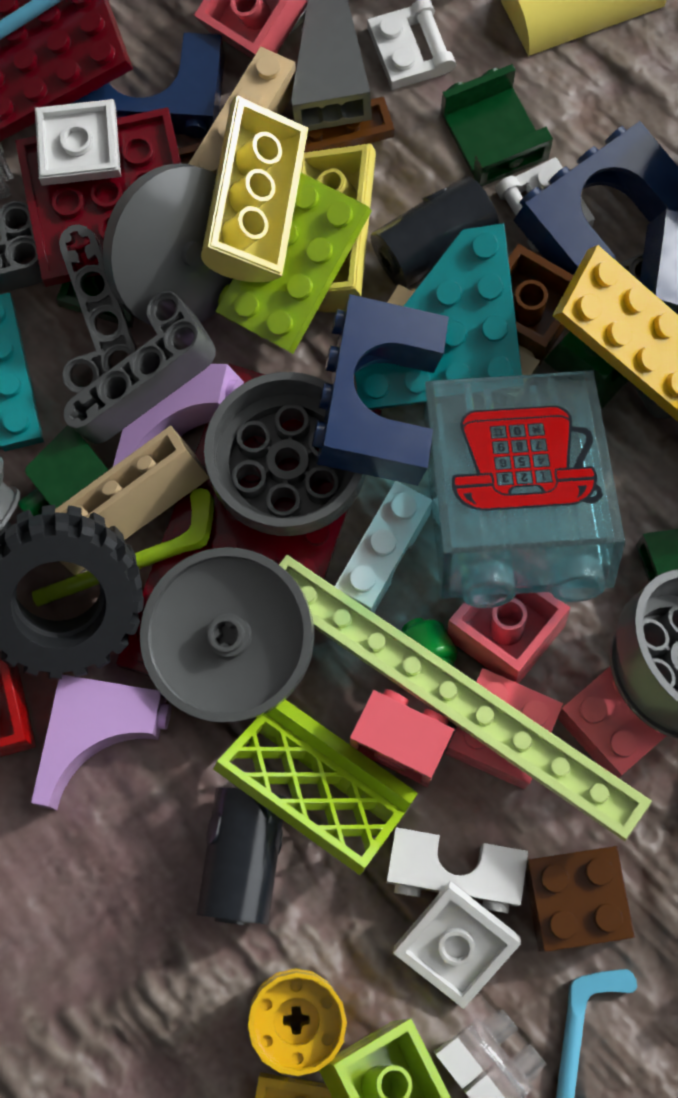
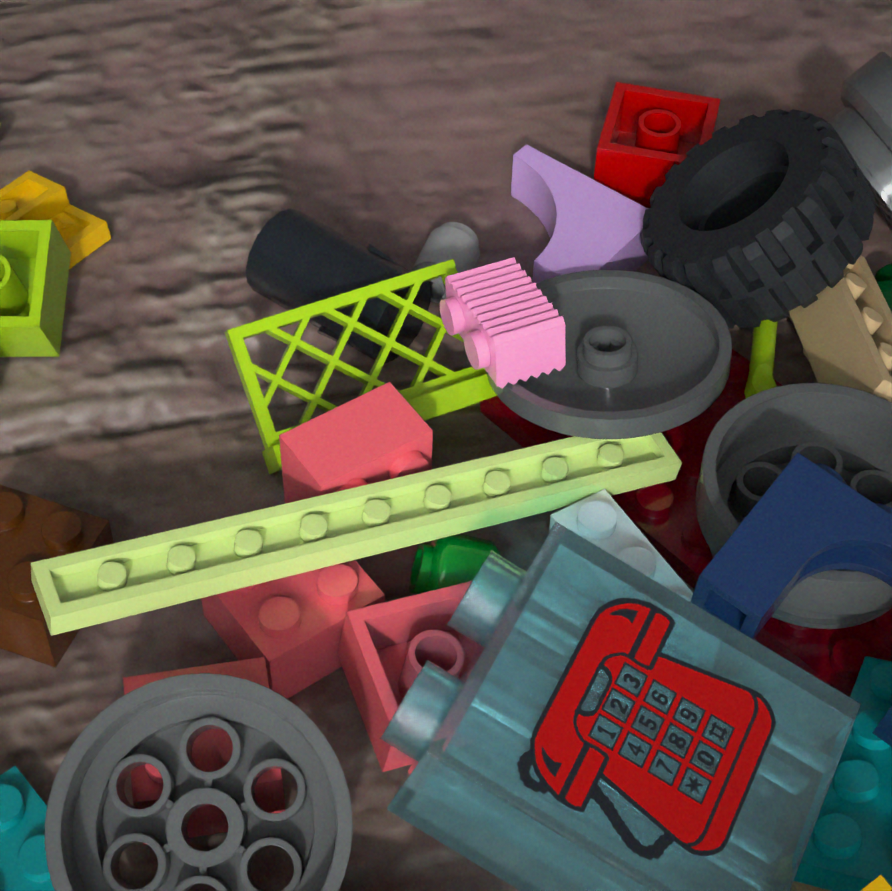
camera: 115 degrees right, 25 degrees down
(170, 803) = (444, 243): none -> light grey brick
(259, 697) = (504, 322): none -> bright pink brick
(317, 1039) = (128, 249): yellow wheel -> none
(457, 945) = (79, 427): white plate -> none
(495, 880) = (195, 442): white arch -> none

